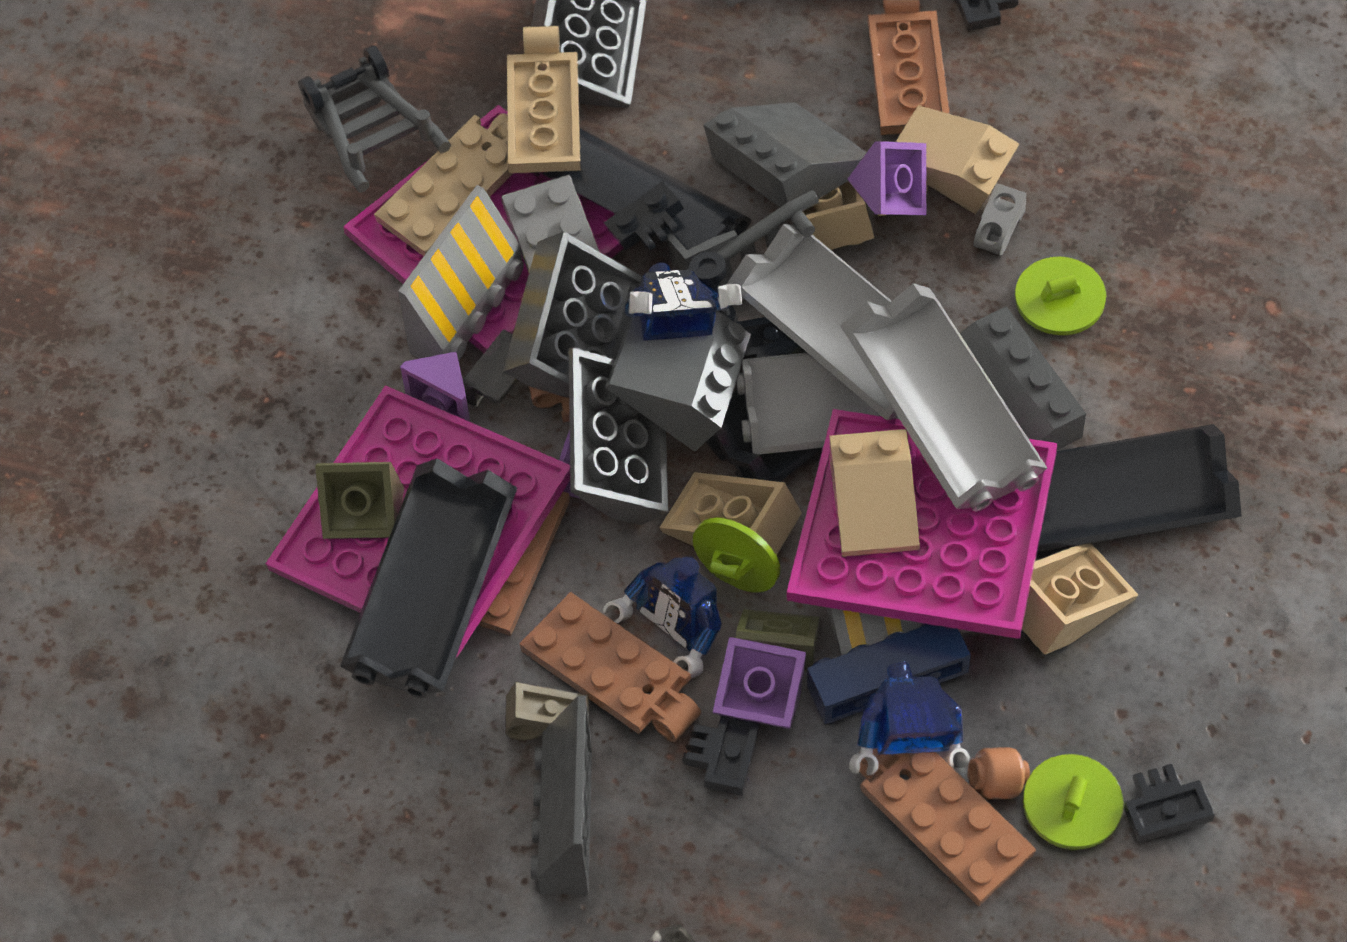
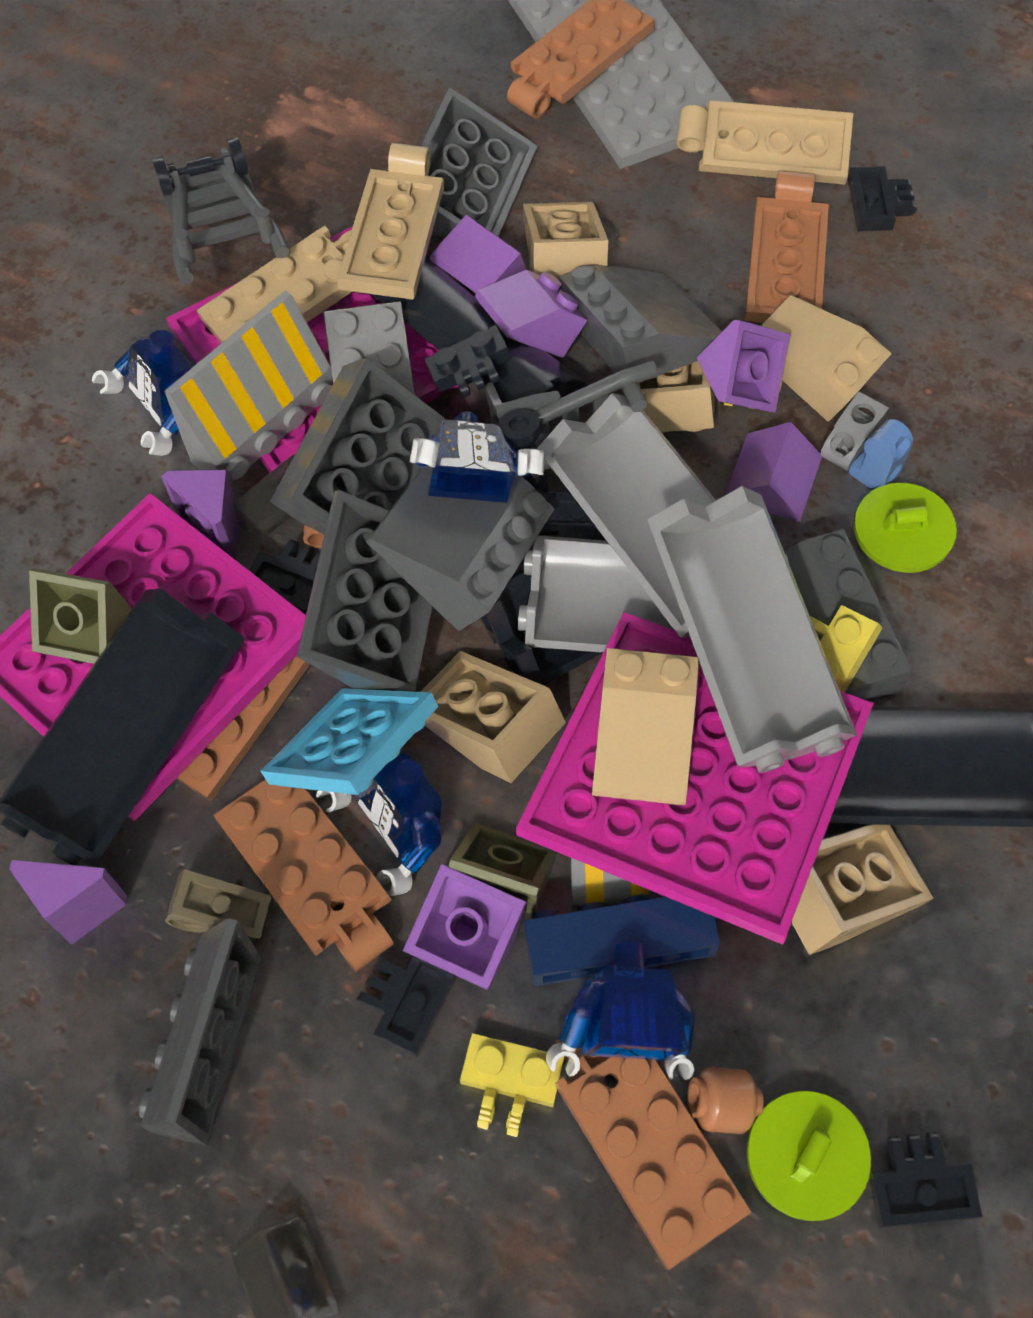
camera: 10 degrees right, 5 degrees up
(358, 284) = (149, 370): none -> torso
(421, 722) = (70, 895): none -> medium lavender slope
(533, 431) = (288, 574): none -> black hinge
(625, 555) = (350, 740): none -> medium azure plate
(626, 121) = (476, 256): none -> medium lavender slope
(689, 160) = (534, 311): none -> medium lavender slope
(695, 87) = (564, 237): none -> tan slope
(736, 554) = (475, 763): lime shield -> none
(822, 790) = (511, 1072): none -> light yellow hinge
(940, 261) = (779, 467): none -> medium lavender slope
(1027, 399) = (846, 643): none -> light yellow hinge
(1029, 236) = (883, 455): none -> medium blue leg

